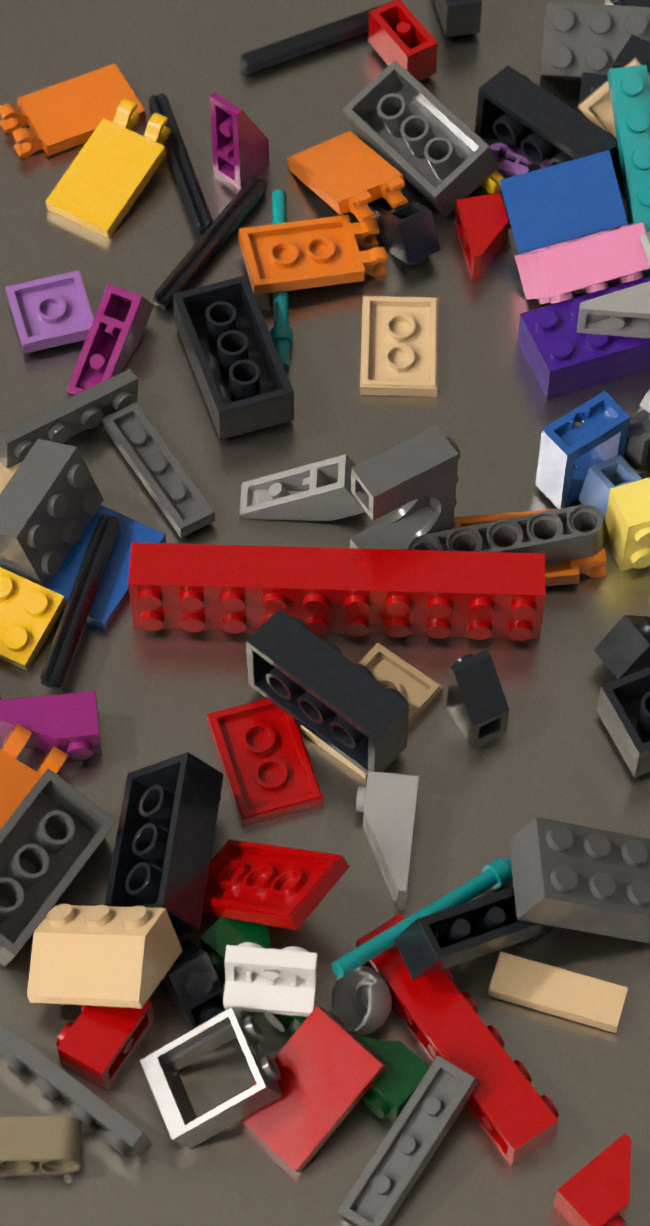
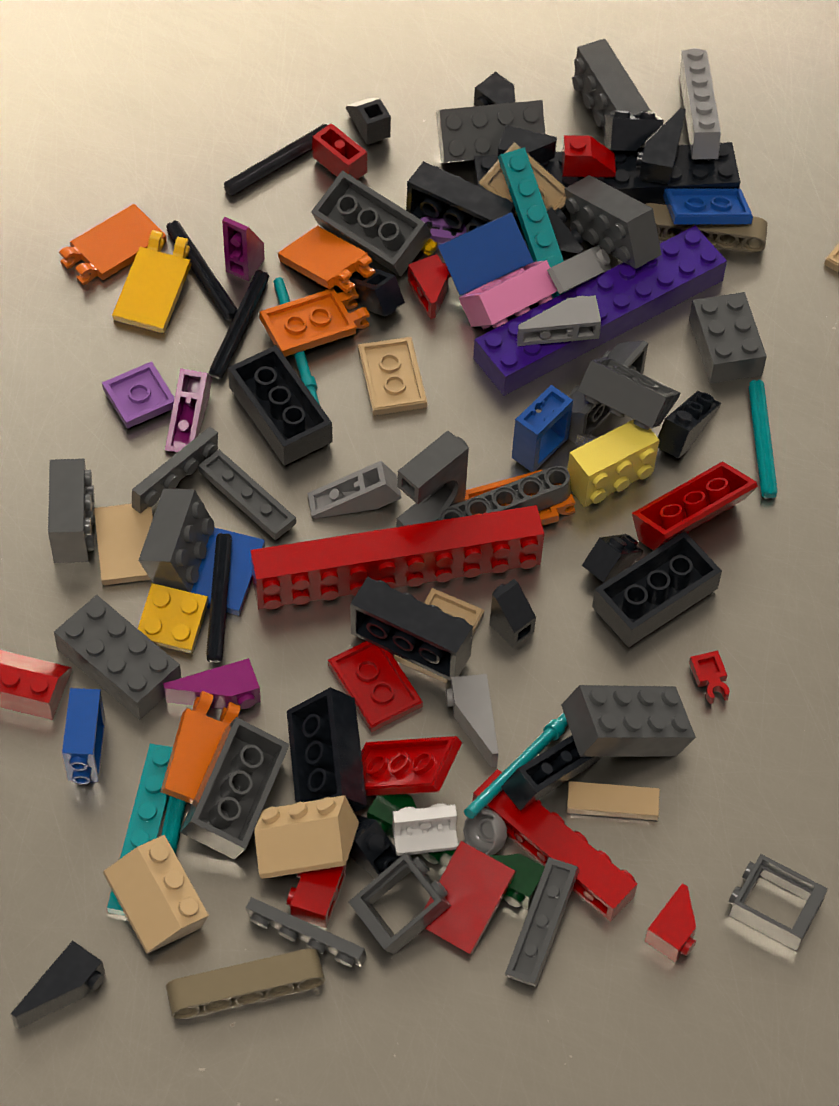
camera: 15 degrees left, 0 degrees up
(601, 478) = (561, 446): medium blue brick -> none

